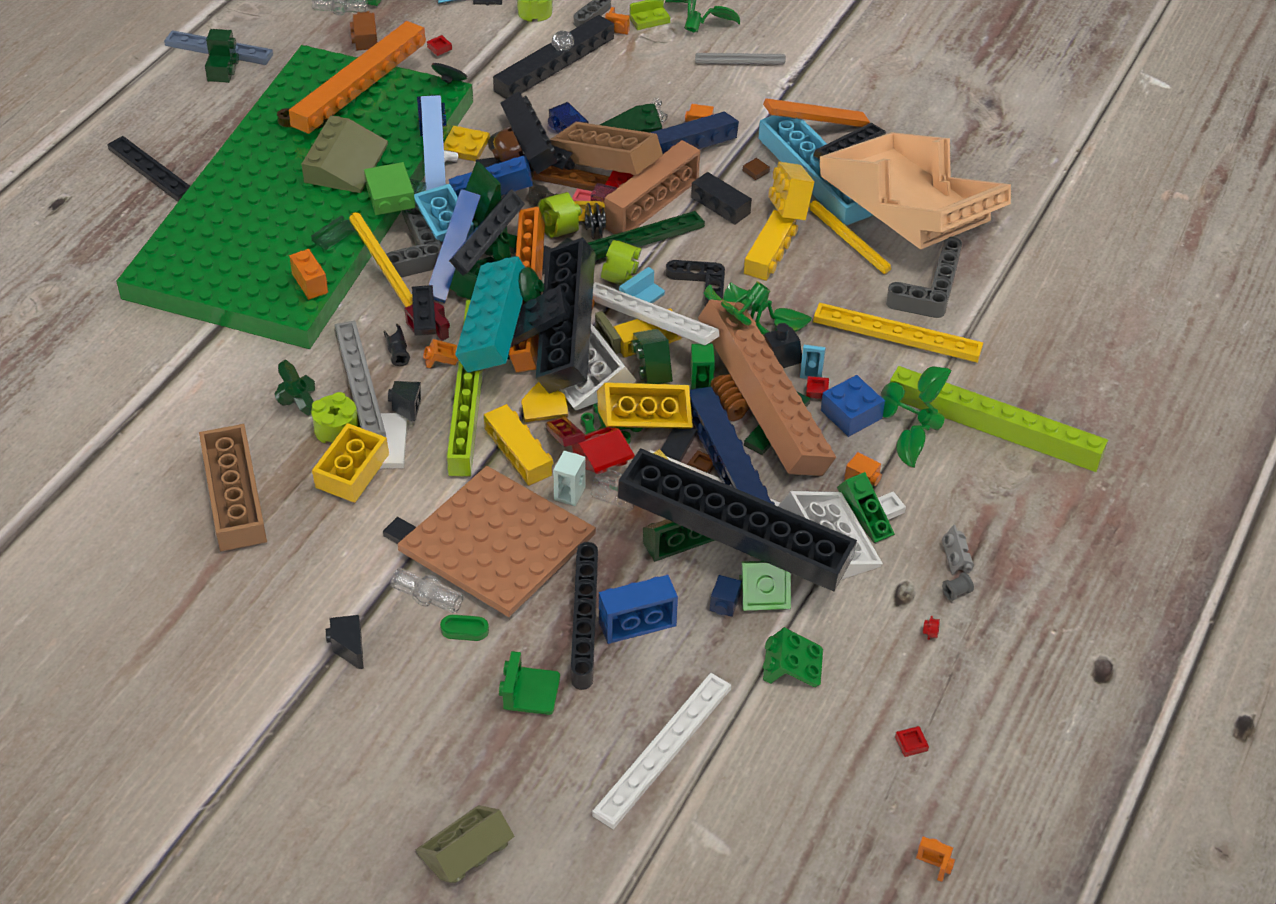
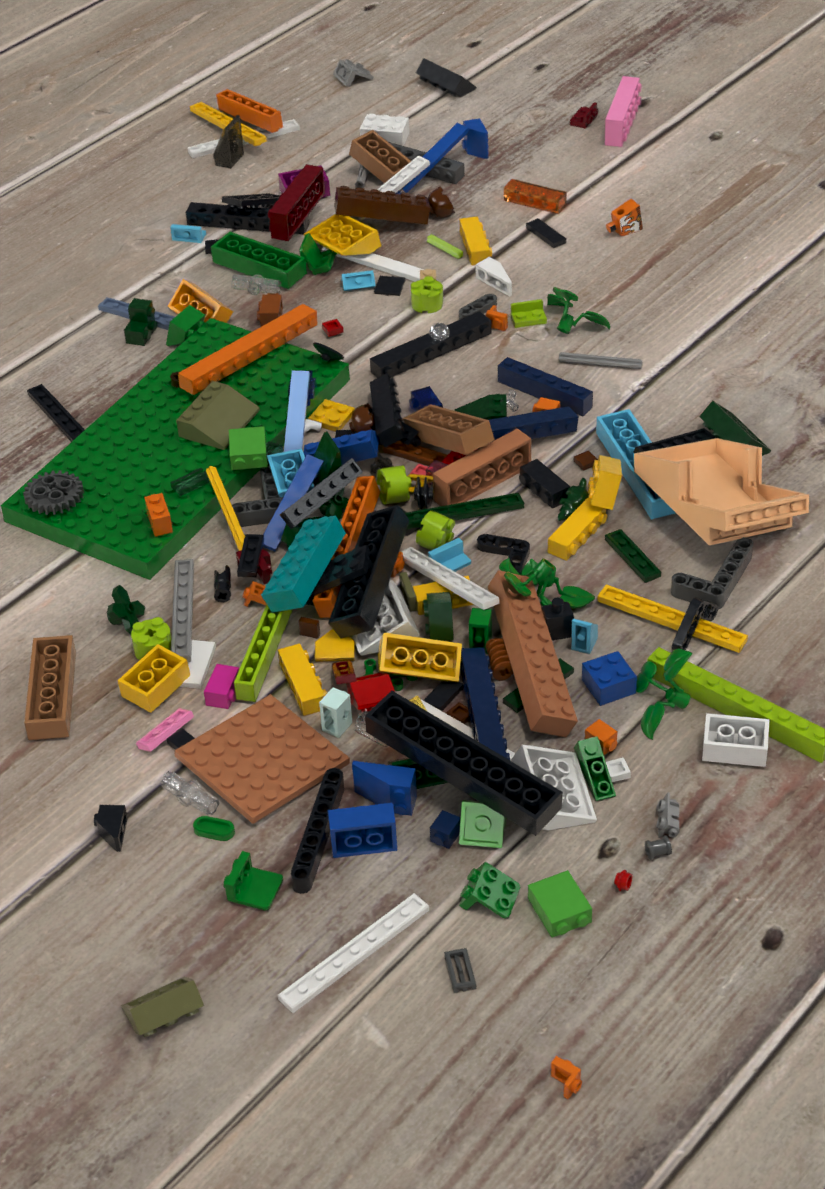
camera: 15 degrees right, 5 degrees down
(178, 260) = (53, 492): none -> dark grey gear
(274, 56) = (184, 325): none -> green slope
(280, 32) = (192, 295): none -> light orange slope
(377, 520) = (164, 729): none -> bright pink tile
(405, 398) = (216, 629): black slope -> none
(430, 463) = (220, 687): none -> dark pink brick
(509, 384) = (309, 627): none -> reddish brown tile
(530, 284) = (343, 541): dark green dish -> none
(648, 554) = (386, 785): none -> blue slope
(689, 90) = (542, 384): none -> dark blue brick
(759, 214) = (576, 497): none -> dark green animal
(792, 770) = (463, 985): none -> dark grey tile
(815, 113) = (651, 414): orange tile -> none
(816, 386) = (581, 656): red plate -> none
(836, 268) = (633, 555): none -> dark green tile
(850, 237) = (654, 529): yellow axle -> none
(873, 663) = (560, 903): none -> bright green brick
(894, 118) = (729, 427): none -> dark green slope
(911, 741) = (576, 976): red tile -> none
(930, 321) = (697, 609): none -> black beam
(1006, 458) = (736, 740): none -> white brick

